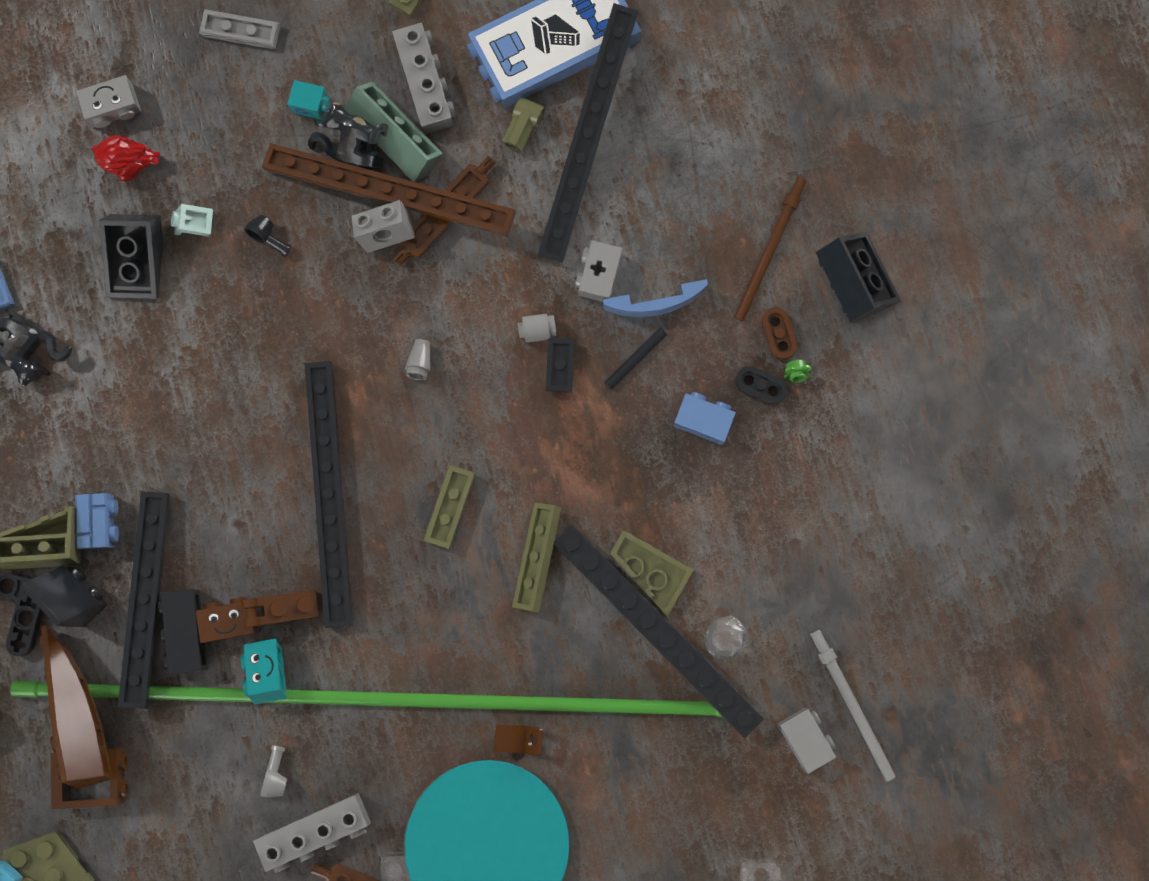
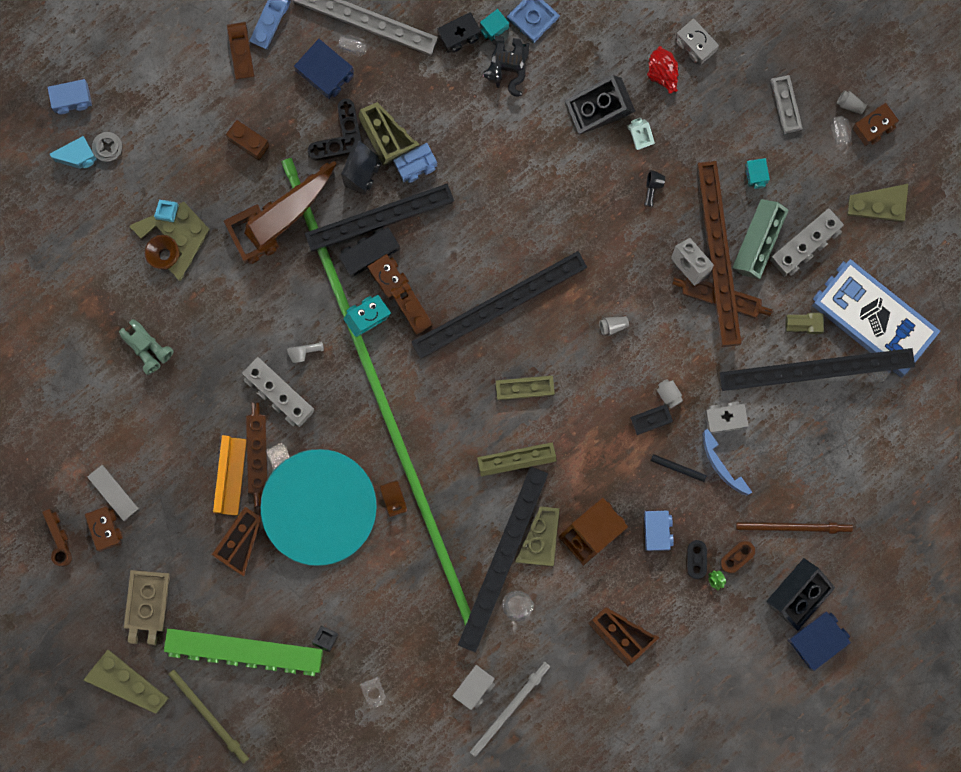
camera: 60 degrees right, 0 degrees up
(353, 139) = (744, 215): black animal -> none
(671, 499) = (593, 531): none -> reddish brown slope
(820, 520) = (621, 635): none -> reddish brown wedge
(926, 278) = (819, 640): none -> dark blue brick

